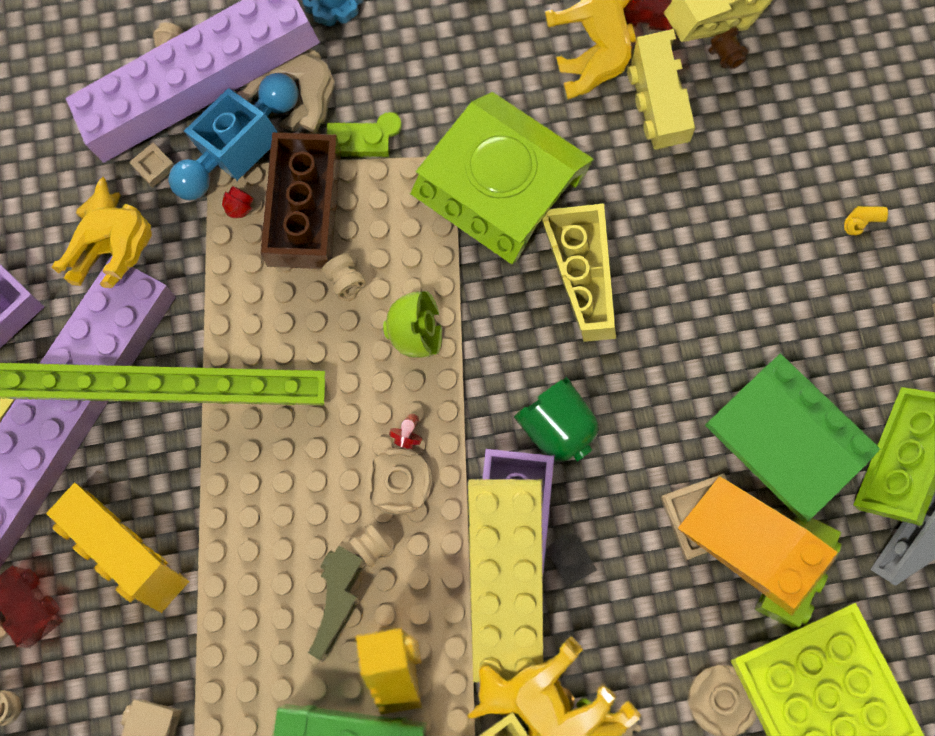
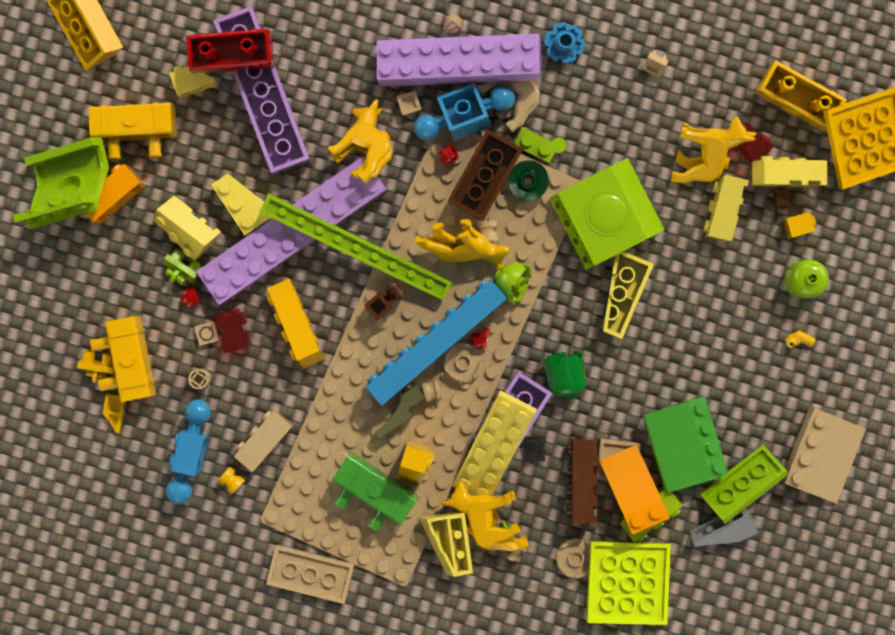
camera: 25 degrees right, 15 degrees up
(233, 452) = (381, 304): none -> reddish brown brick
(319, 309) = (465, 247): none -> yellow animal
(338, 467) = (436, 342): none -> dark azure brick
(364, 169) = (538, 176): none -> dark green dish
(669, 571) = (582, 480): none -> reddish brown wedge
(773, 70) = (799, 225): none -> yellow brick
(826, 130) = (798, 281): none -> lime cylinder

